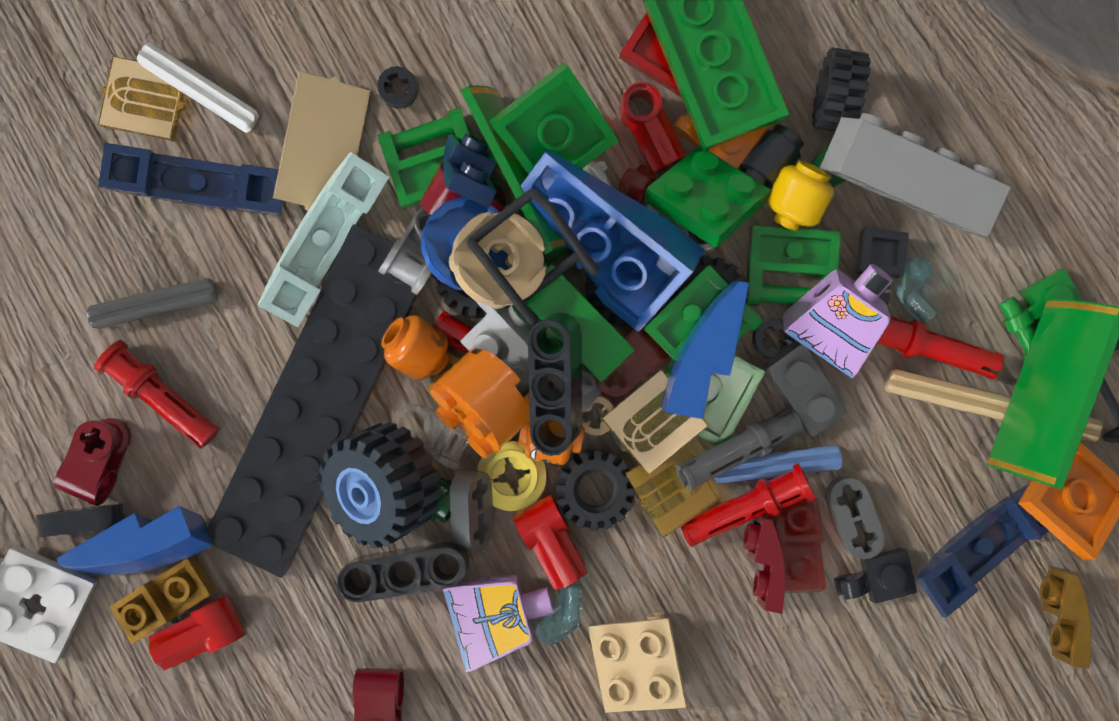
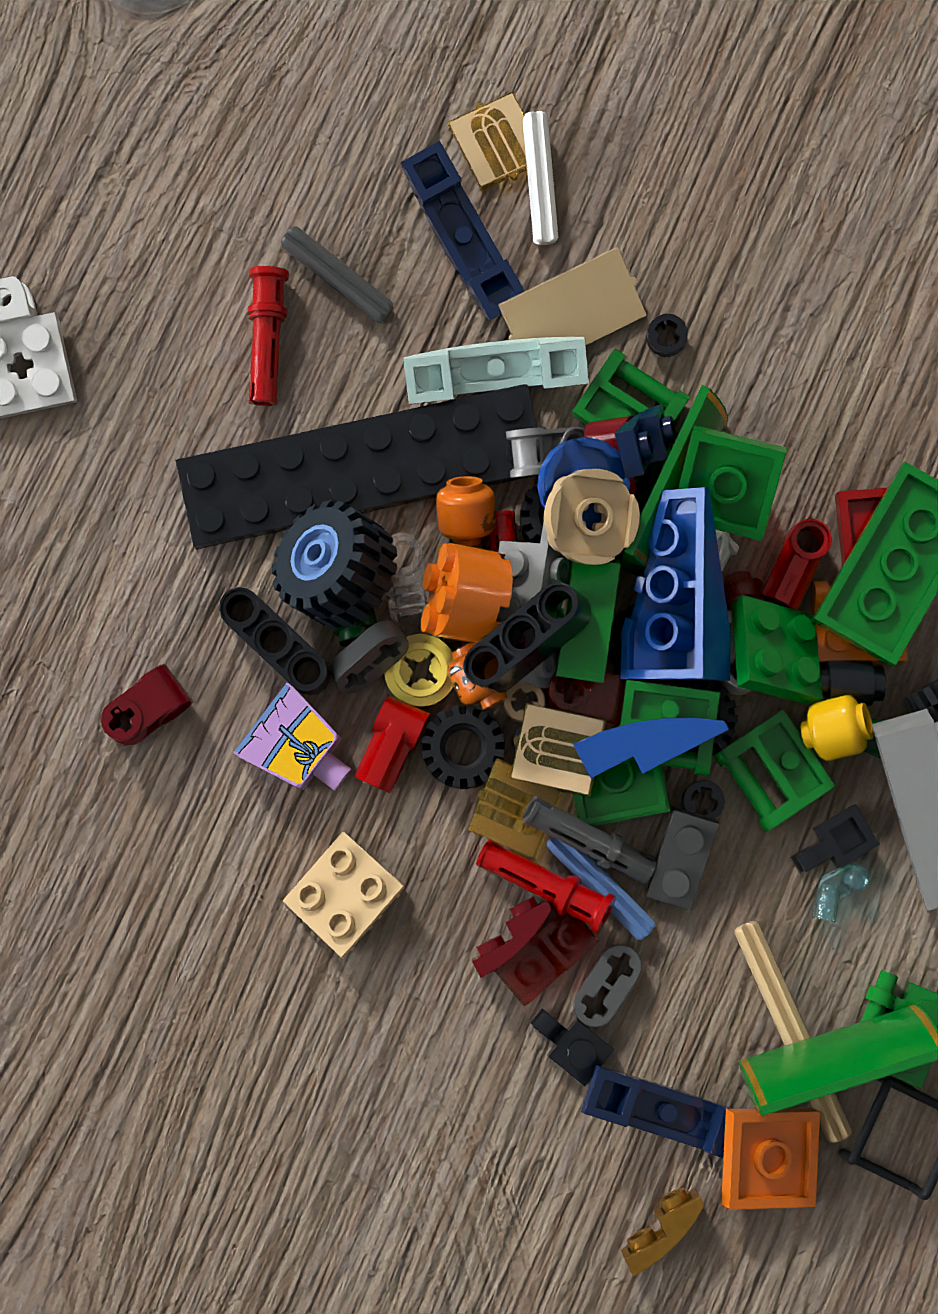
camera: 50 degrees right, 5 degrees down
(79, 520) = (118, 350): black beam -> none
(91, 467) = (169, 327): dark red piece -> none
(140, 544) = (135, 412): blue slope -> none
(162, 599) = (103, 465): pearl gold slope -> none
(205, 630) = (106, 518): red piece -> none
(565, 617) = (335, 805): clear light blue arm -> none
(580, 255) = (643, 579): black piece -> none
(841, 318) = (763, 839): lavender torso -> none
(914, 339) = (795, 918): red pin -> none

